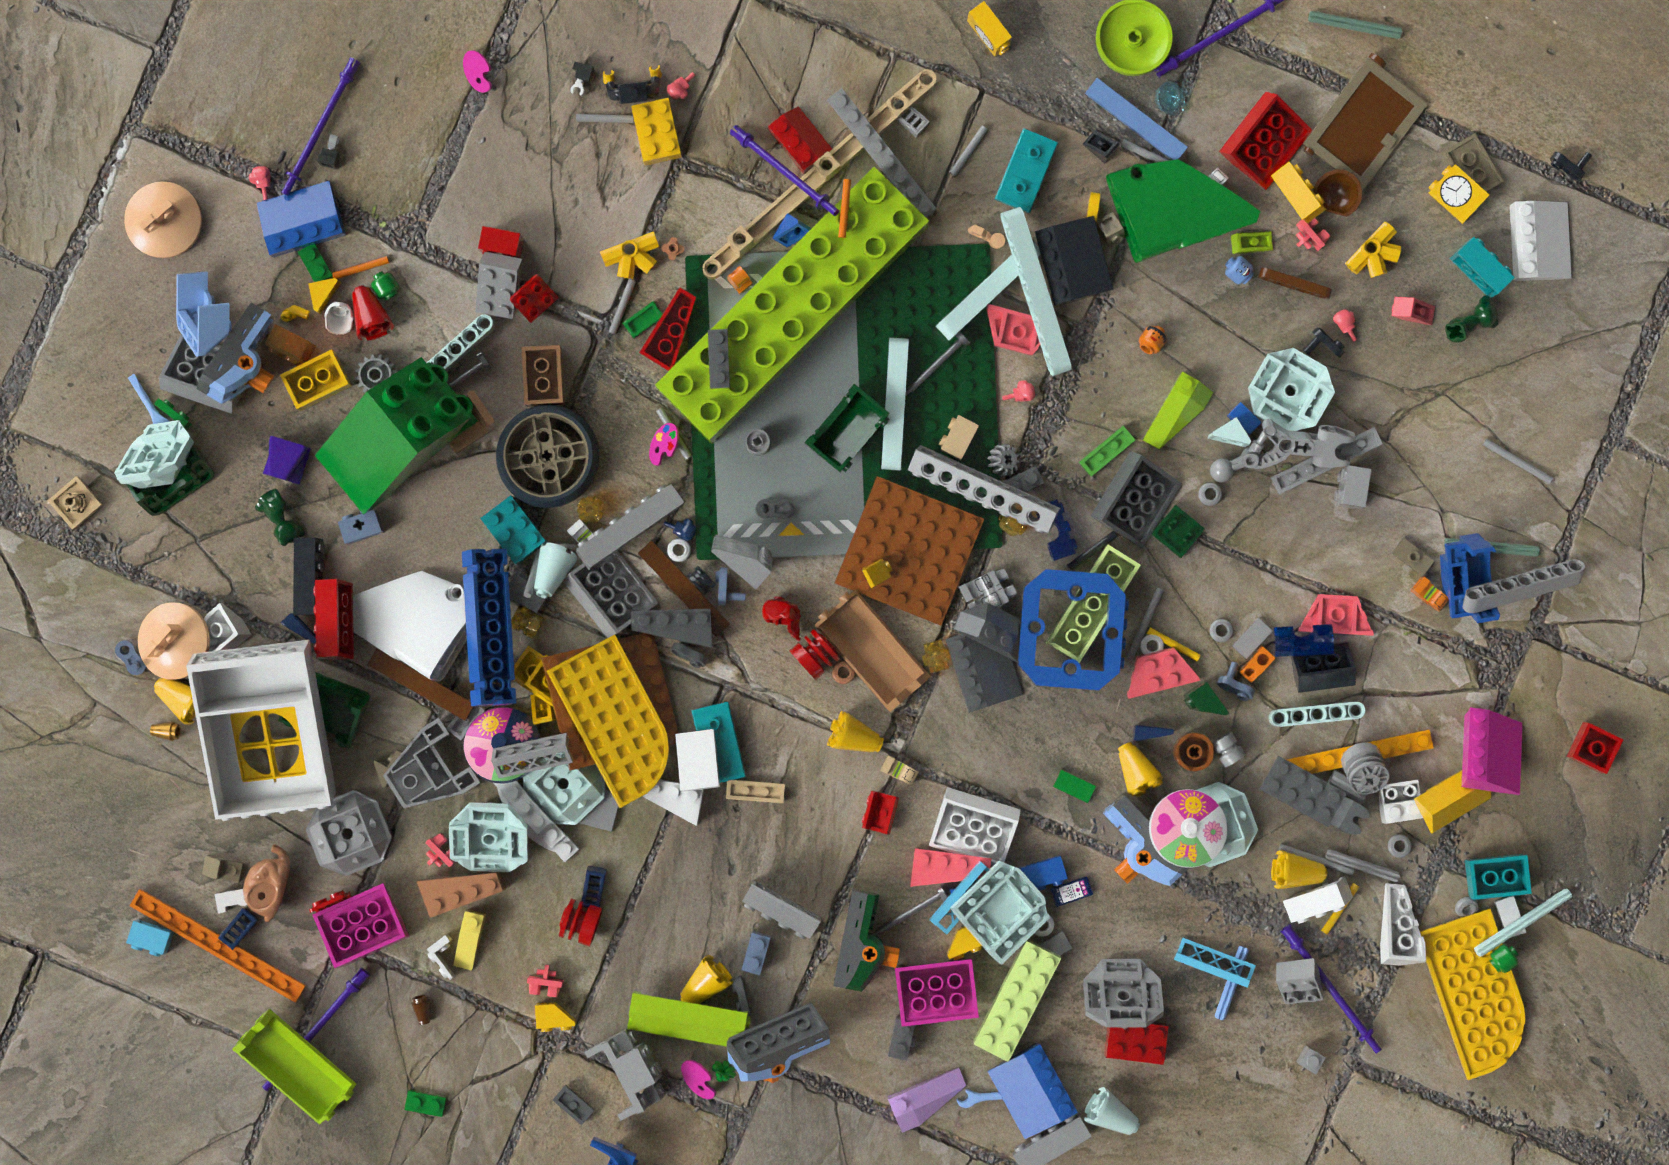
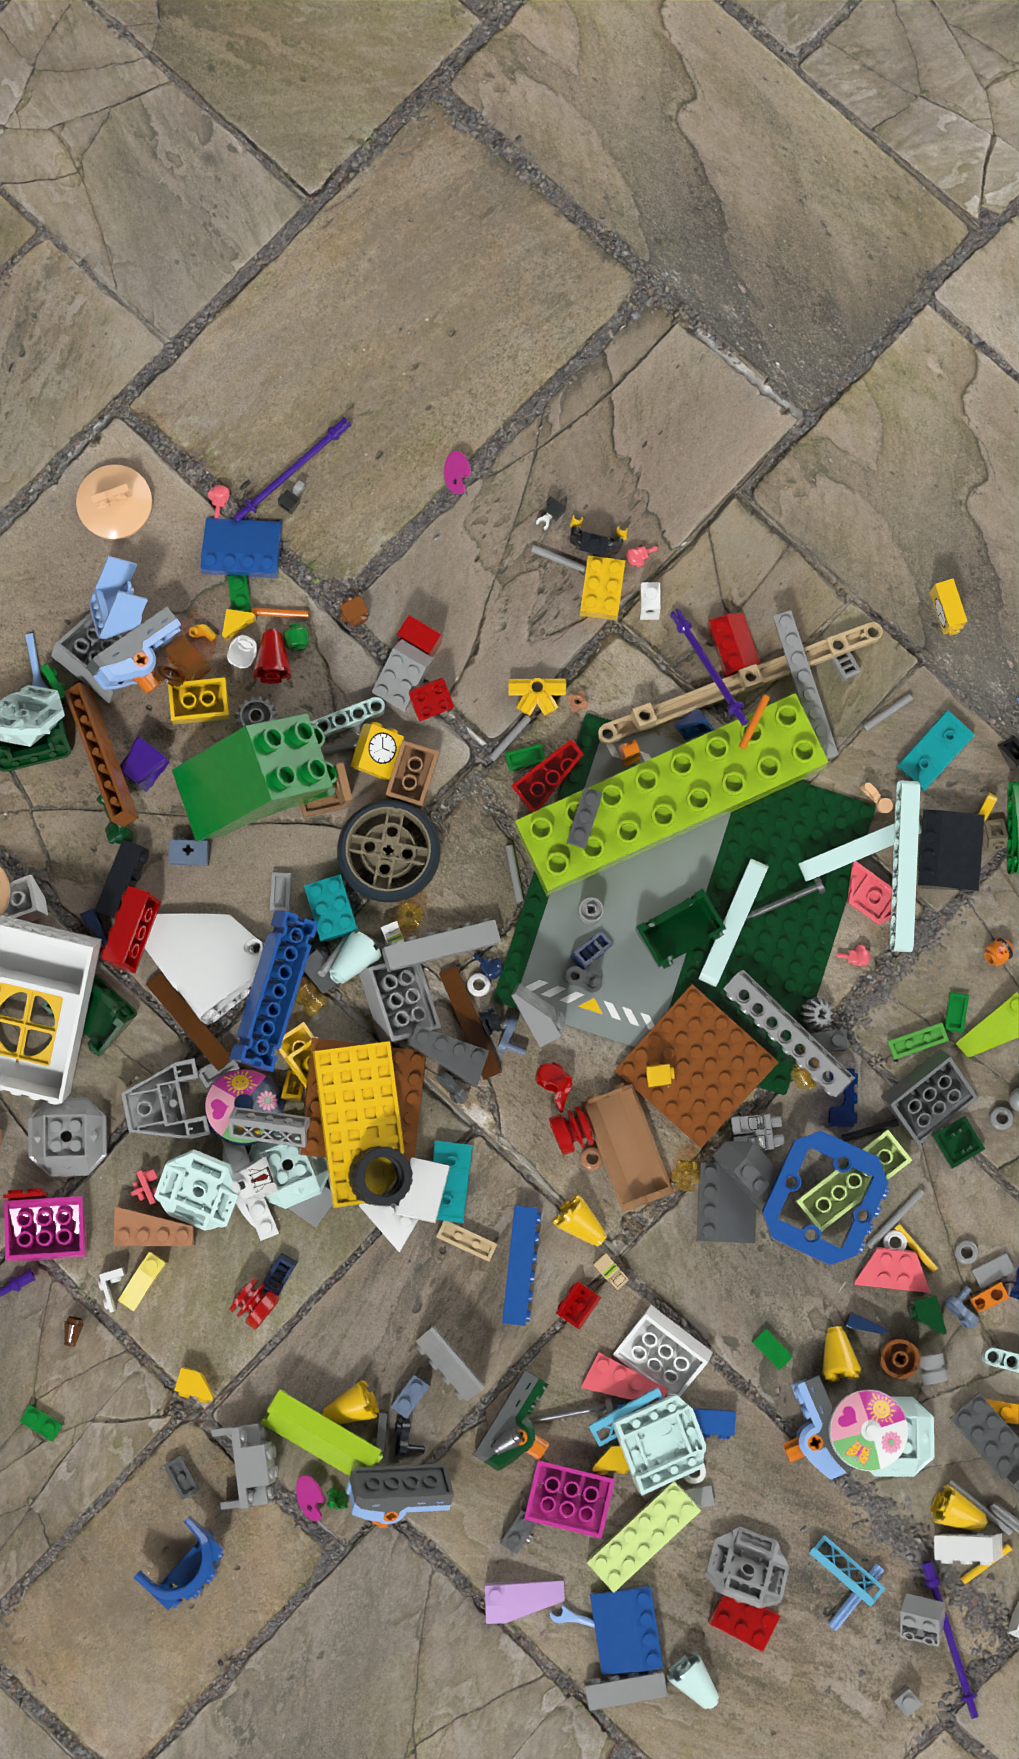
camera: 15 degrees right, 5 degrees down
(243, 465) = (101, 754): none -> dark orange brick
(278, 367) = (169, 676): none -> reddish brown gear
(430, 241) = (354, 611): none -> dark orange brick
(461, 531) = (280, 891): none -> light grey tile
(501, 365) = (377, 750): none -> yellow brick
(537, 809) = (254, 1180): none -> white torso
(553, 984) = (206, 1354): coral hips -> none
(667, 440) = (505, 877): dark pink piece -> none
(674, 755) = (403, 1176): none -> black tyre
(705, 127) = (649, 600): none -> white torso
(760, 985) = (402, 1429): none -> black piece
(765, 493) = (579, 961): none -> dark blue slope
(813, 796) = (520, 1265): none -> blue brick
(860, 961) = (507, 1441): none -> flat silver cone
(958, 437) = (782, 976): tan brick -> none
(1071, 891) = (734, 1450): tile -> none
(1133, 410) = (956, 1012): none -> green tile

